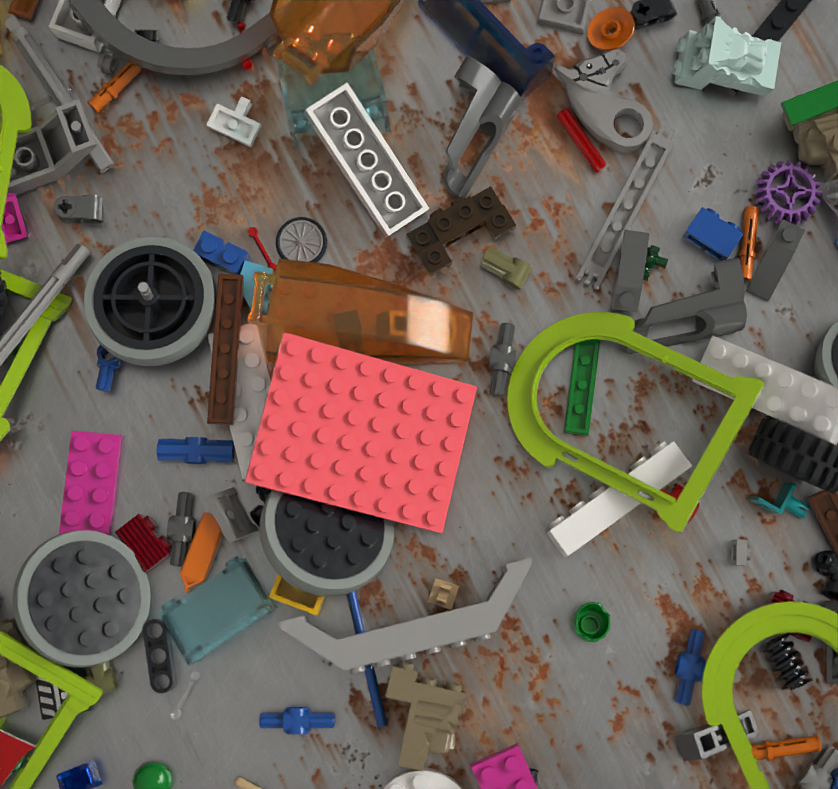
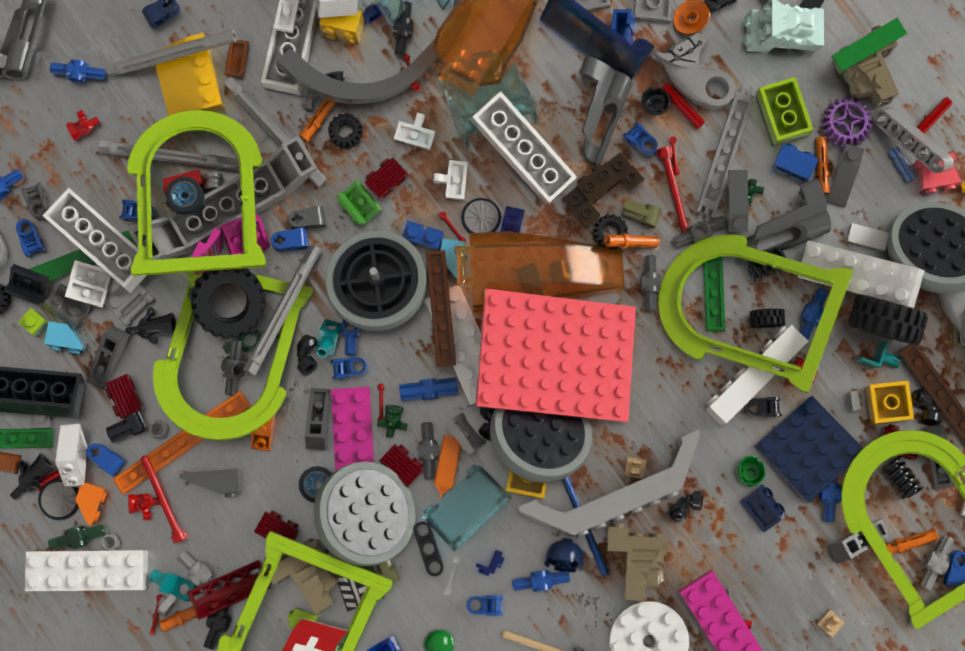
camera: 10 degrees left, 0 degrees up
(21, 543) = (307, 480): none -> wheel
(46, 393) = (306, 363): none -> black arm
(47, 467) = (317, 419): none -> dark grey slope
(57, 233) = (292, 240): none -> blue piece
(77, 366) = (327, 338): none -> teal bracket
(94, 407) = (347, 369): none -> blue piece
(129, 479) = (380, 387): none -> red hinge
(142, 482) = (392, 420): none -> dark green piece
(147, 200) = (358, 203): none -> bright green bracket
(154, 118) = (337, 123): none -> black tyre
(188, 174) = (386, 178): none -> dark red brick
(221, 741) = (487, 605): none -> blue piece
(243, 686) = (496, 561): none -> clear blue bracket
(274, 190) = (454, 181): none -> white plate
(332, 693) = (564, 556): none -> dark blue cylinder
(339, 250) = (512, 219): none -> clear blue bracket
(472, 275) = (603, 222): none -> black tyre
(476, 299) = (625, 240): none -> orange pin
(492, 657) = (680, 509): none -> black arm
(517, 172) = (638, 137): none -> blue piece
(523, 23) = (624, 23): none -> blue piece
(547, 128) = (655, 101): none -> black hair
(548, 198) = (665, 155): none -> red piece
(561, 183) = (672, 141): none -> red hinge
(588, 299) = (708, 228): none -> dark grey axle
(601, 672) = (764, 508): none -> dark blue bracket
(626, 542) = (767, 407): none -> black piece
(641, 363) = (756, 269): none -> black piece
(644, 427) = (767, 318): none -> black tyre
(672, 606) = (809, 449): none -> dark blue plate
(704, 430) = (812, 312): none -> blue axle
(710, 166) = (784, 111): none -> lime brick
(785, 562) = (889, 402): none -> yellow brick
(791, 344) = (867, 237): none -> white tile

